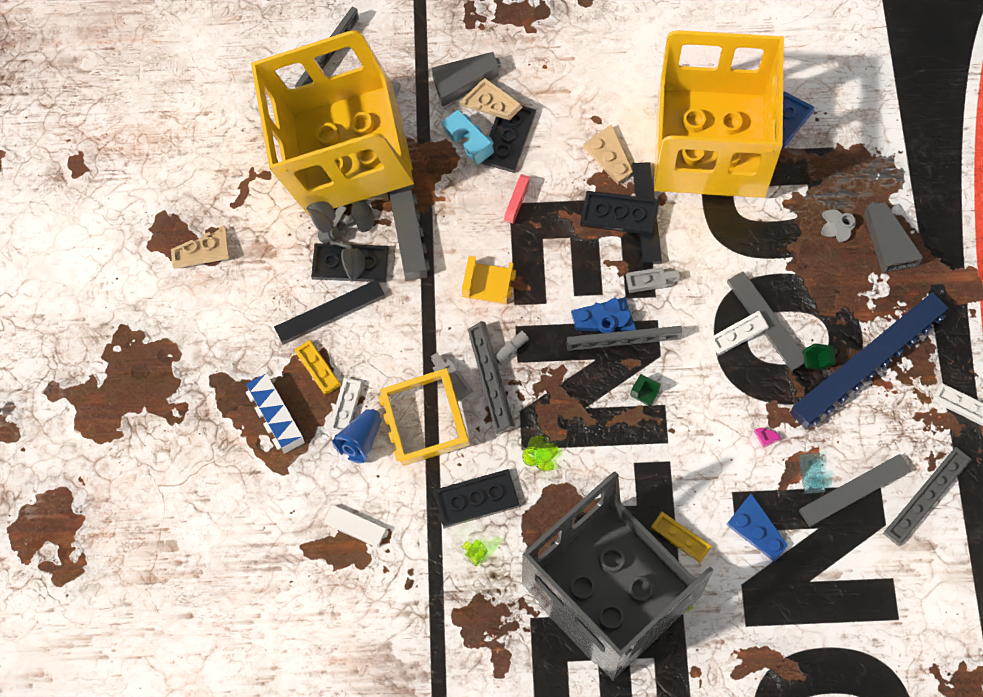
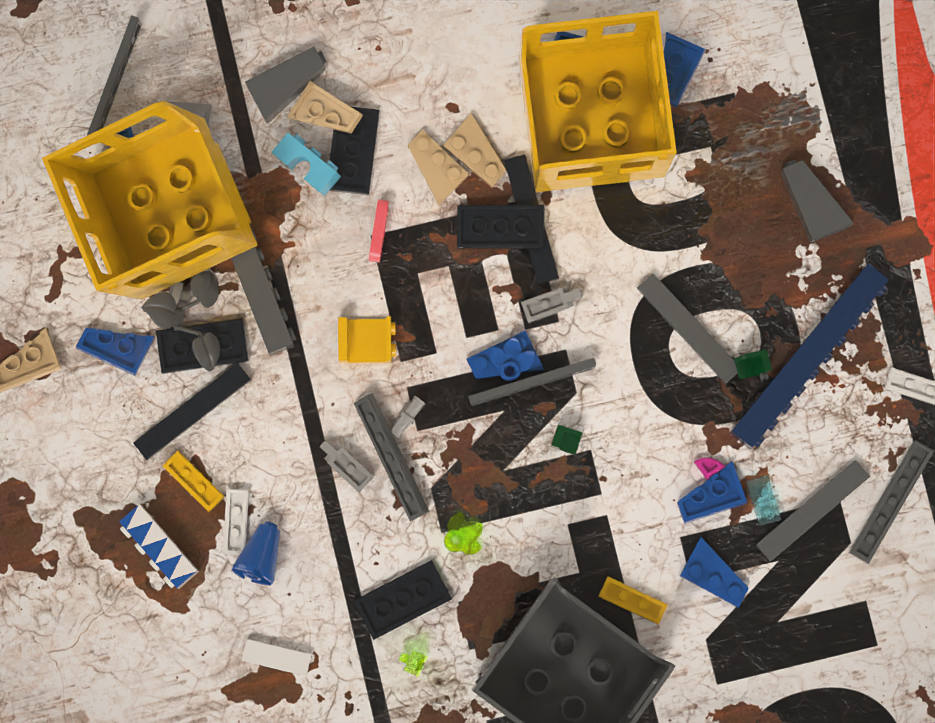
camera: 15 degrees left, 15 degrees up
(279, 252) = (117, 349): none -> blue wing
(462, 441) = (359, 505): yellow window -> none
(575, 160) = (438, 168): none -> tan wing
(738, 333) = (659, 350): white tile -> none
(768, 461) = (714, 496): none -> blue wing
(835, 225) = (749, 195): light grey plate -> none

